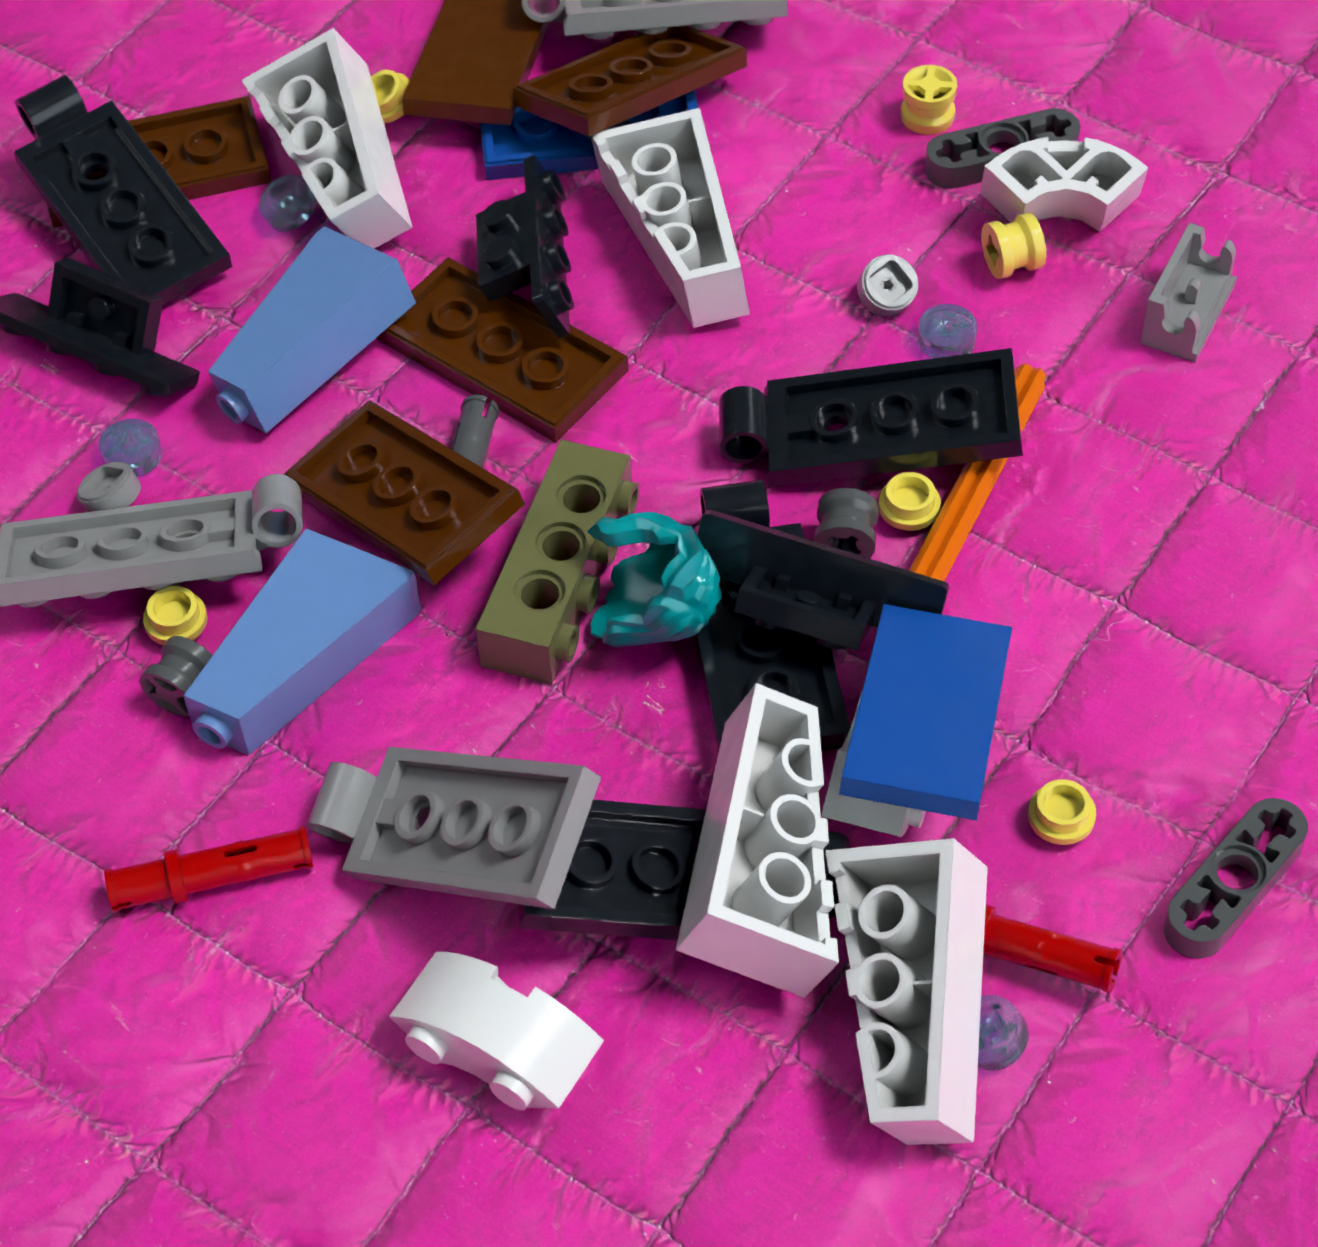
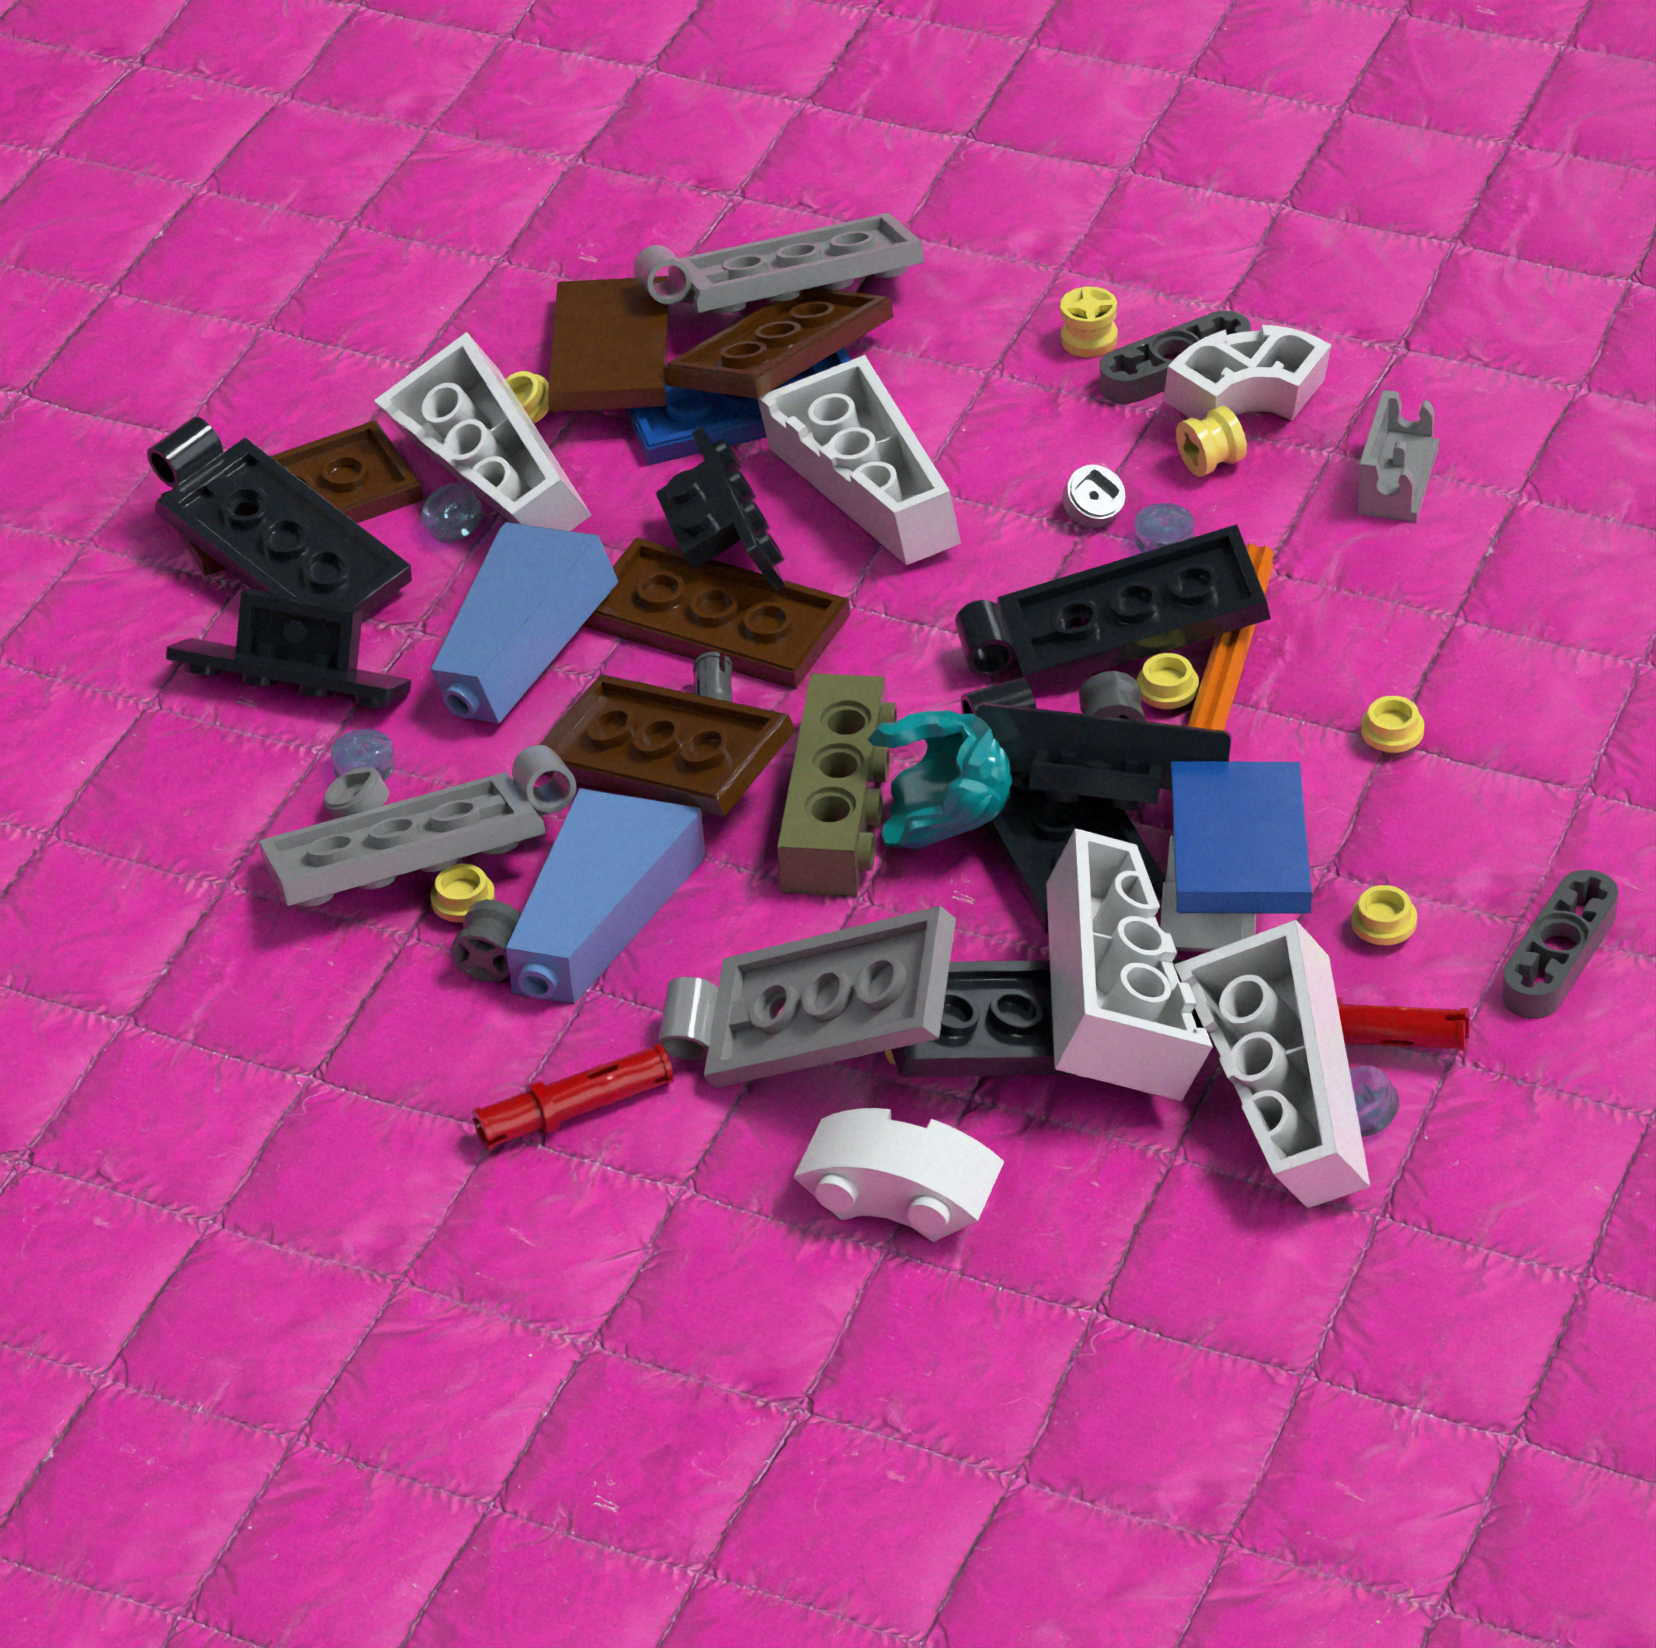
camera: 10 degrees left, 10 degrees down
(1120, 590) = (1392, 725): none -> light yellow plate

